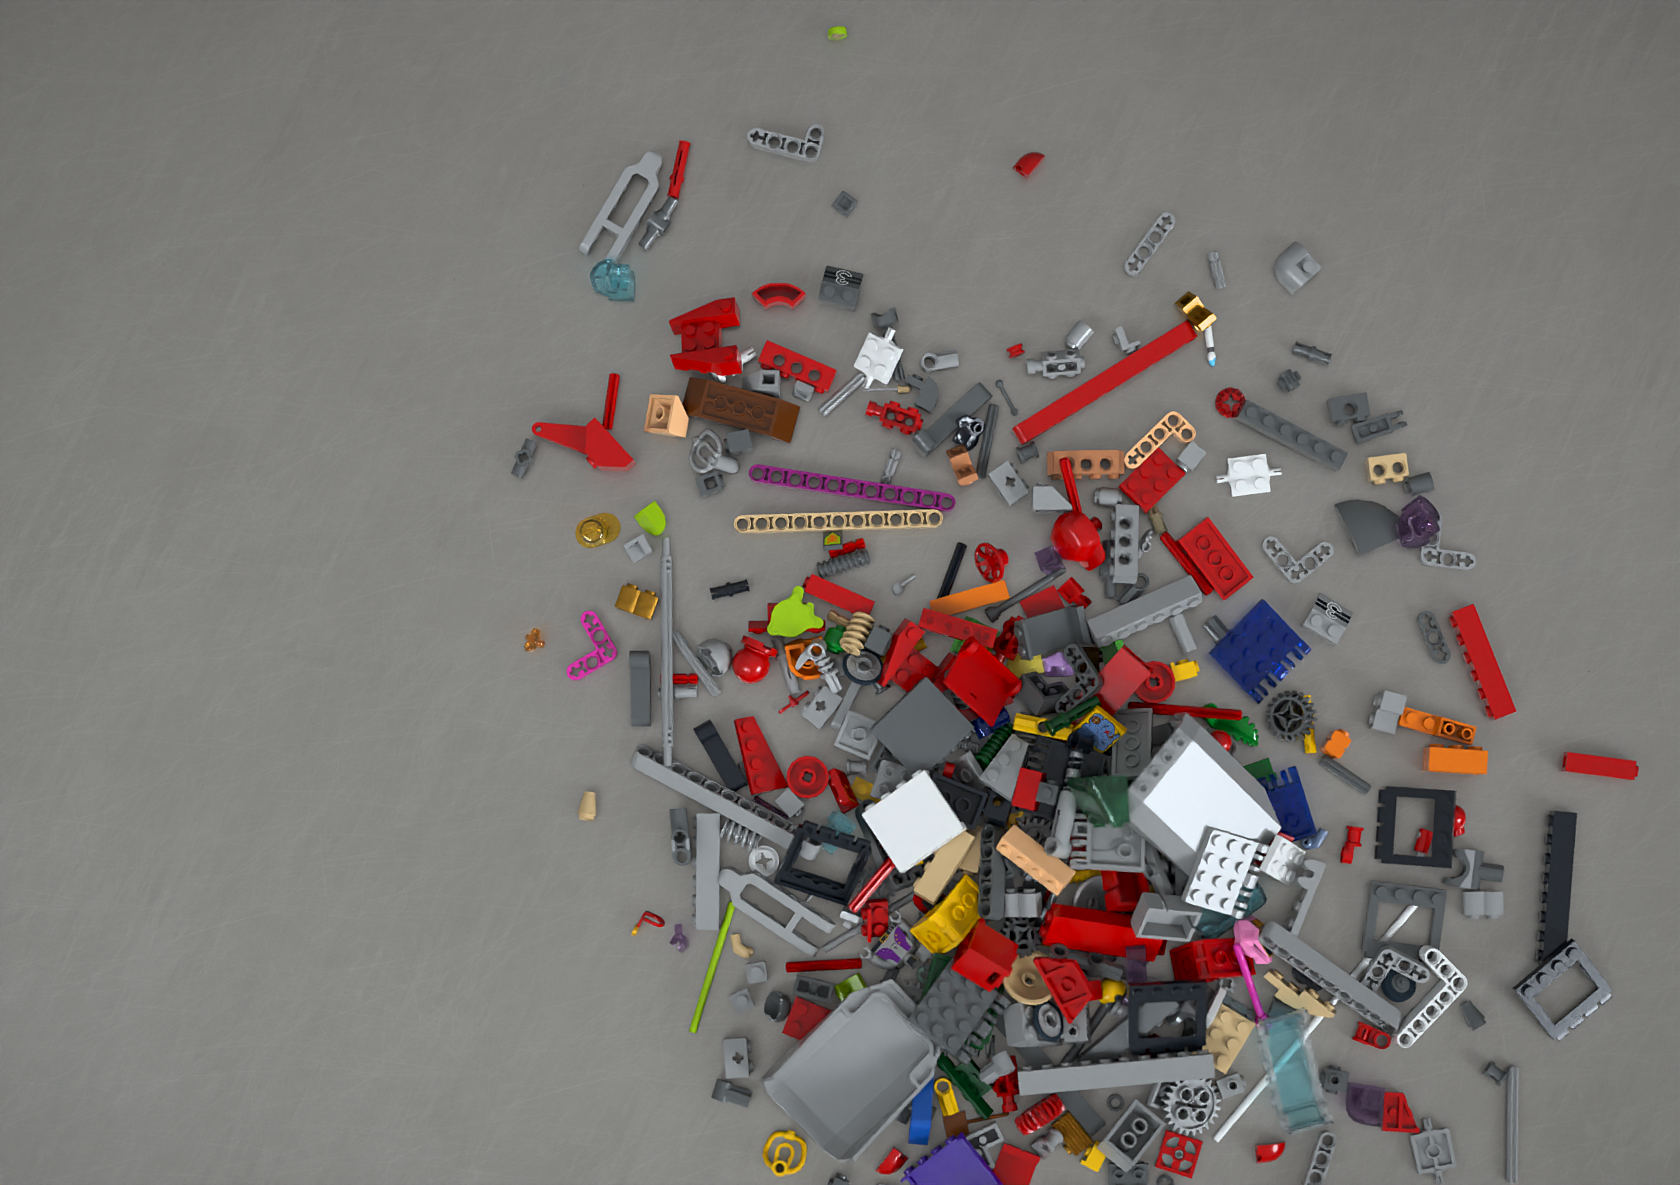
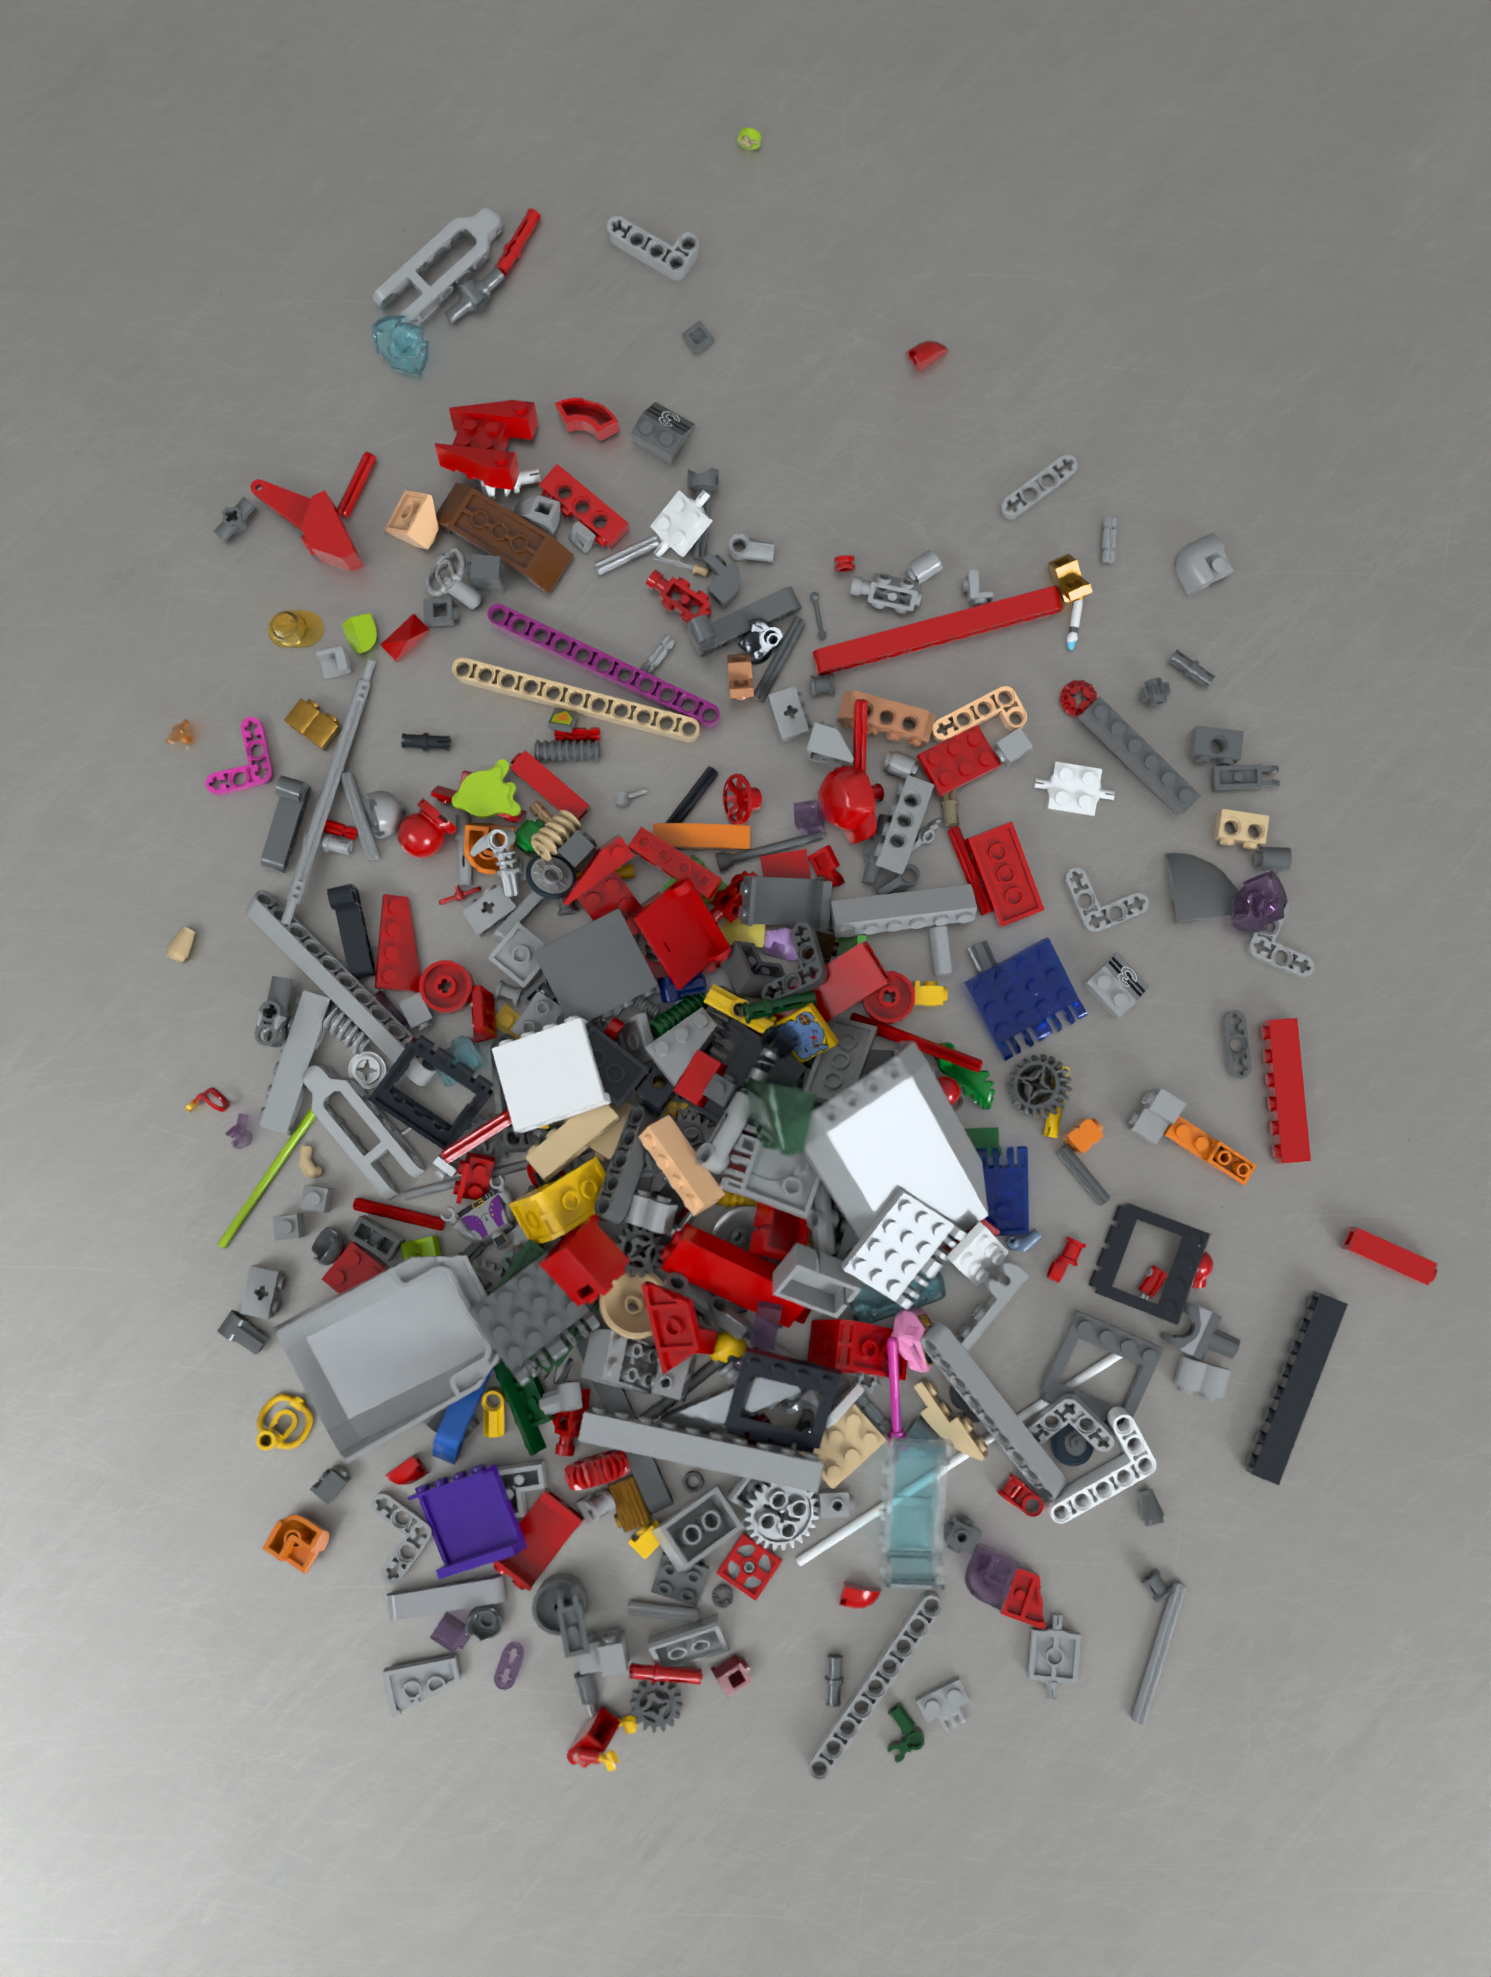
camera: 20 degrees right, 0 degrees up
(686, 511) = (405, 637): none -> red slope
(958, 1122) = (499, 1451): dark orange piece -> none
(1048, 1032) = (631, 1373): wheel -> none
(1455, 759) = (1220, 1196): orange brick -> none
(1551, 970) = (1257, 1485): hinge -> none

